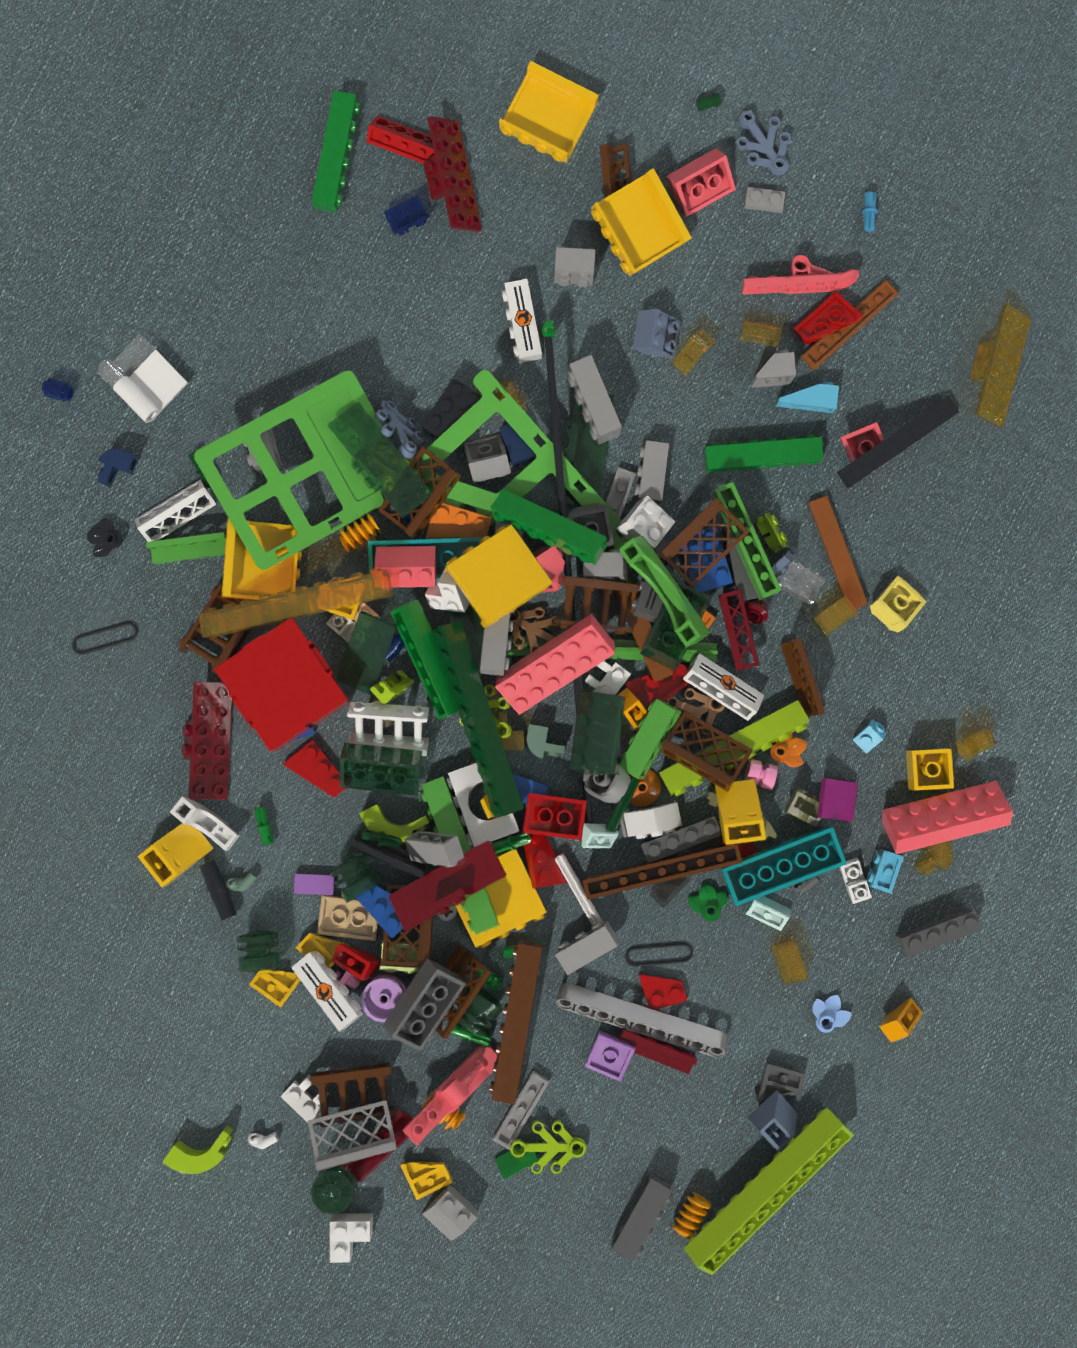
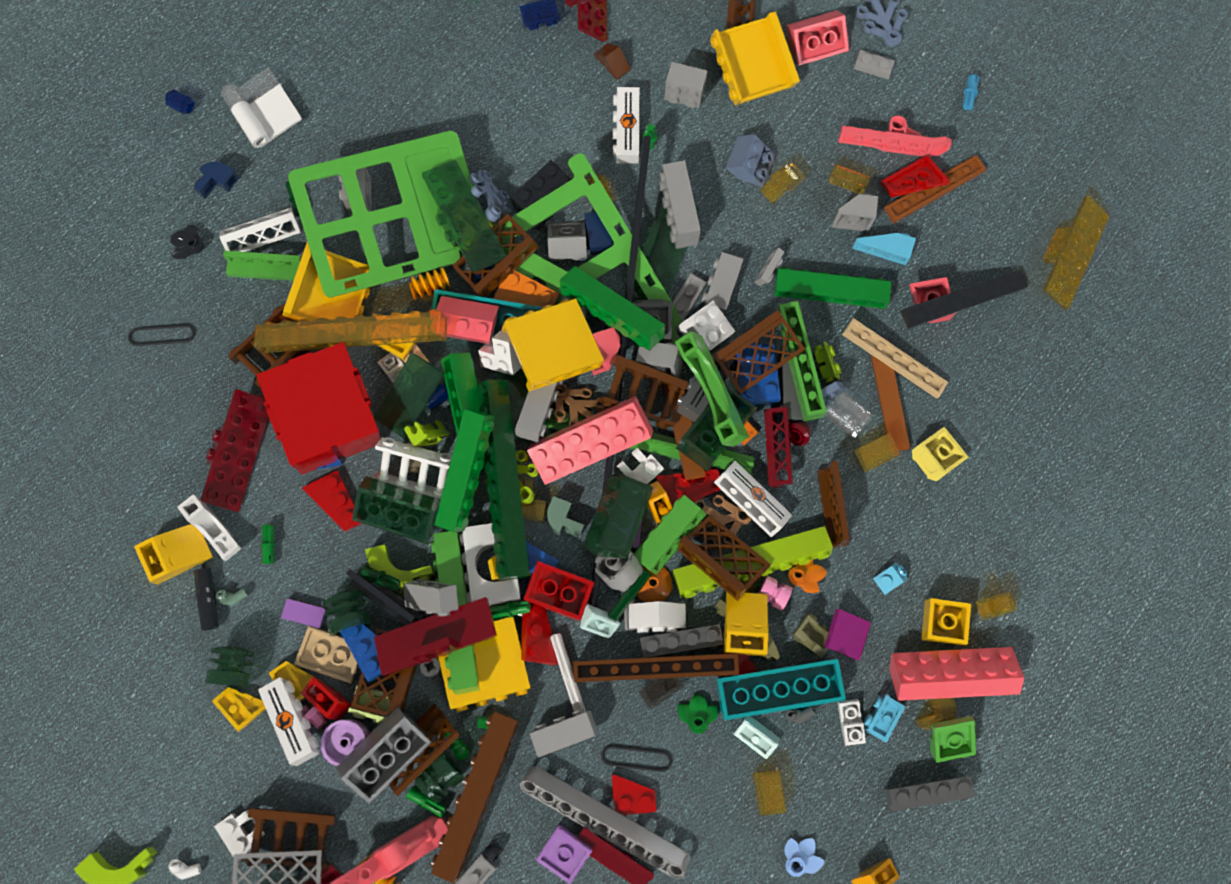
camera: 10 degrees right, 10 degrees down
(439, 720) = (464, 470): none -> green brick
(493, 251) = (613, 60): none -> reddish brown slope
(543, 1066) = (493, 851): none -> black hinge
(694, 450) = (773, 261): none -> light grey plate
(838, 515) = (895, 358): none -> tan tile
(953, 879) = (953, 739): none -> bright green plate

